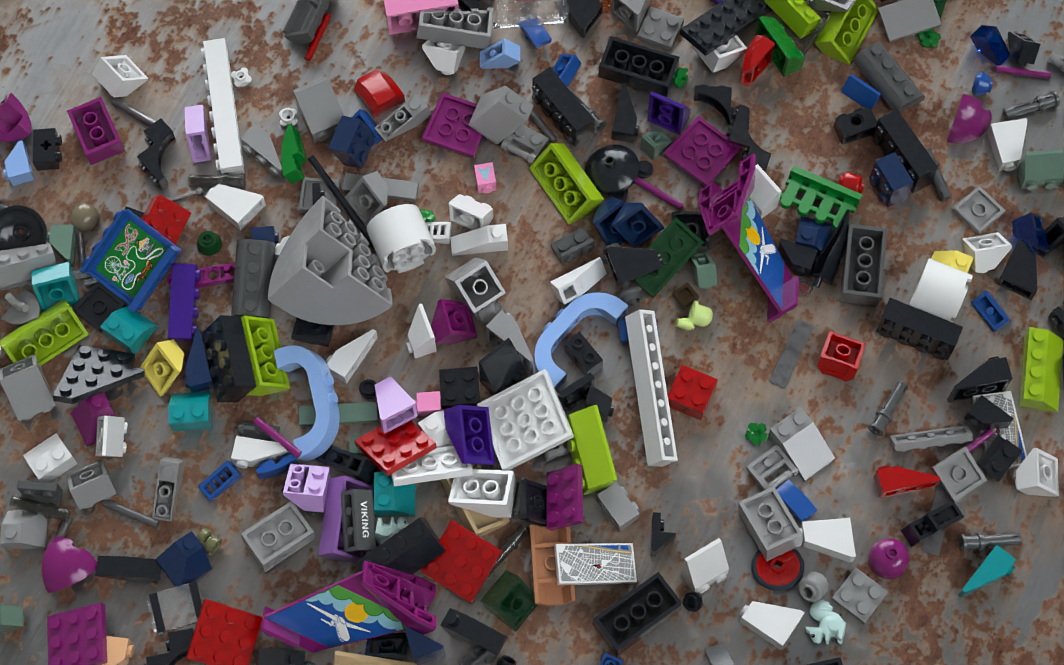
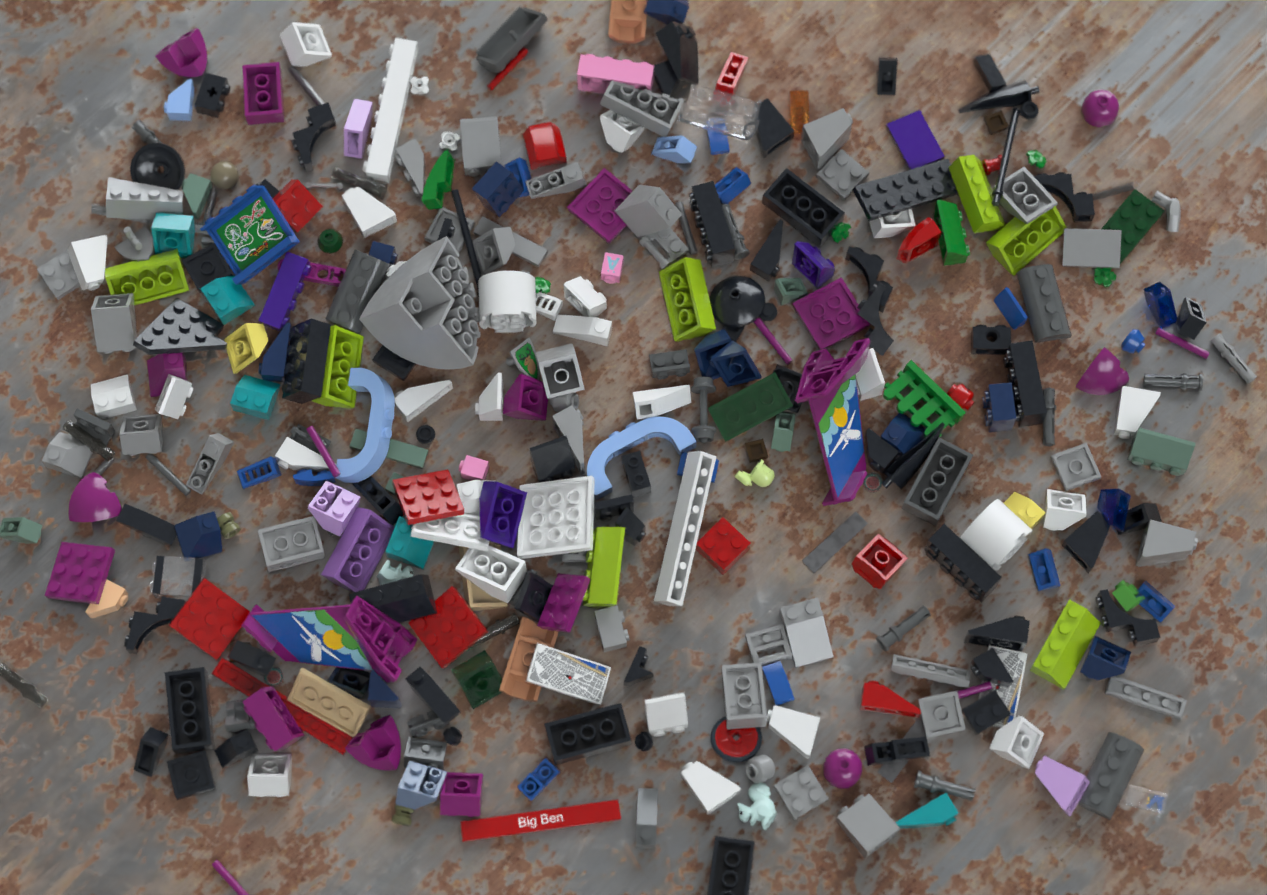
camera: 20 degrees right, 5 degrees up
(358, 521) = (367, 556): dark grey brick -> none
(394, 405) = (440, 459): lavender slope -> none
(436, 286) = (525, 359): none -> shield
(459, 387) = (509, 463): black plate -> none
(632, 263) = (714, 403): black slope -> none
(756, 433) = (768, 606): green plant -> none
(807, 49) = (988, 234): flat silver piece -> none
(936, 602) = (867, 825): none -> light grey slope

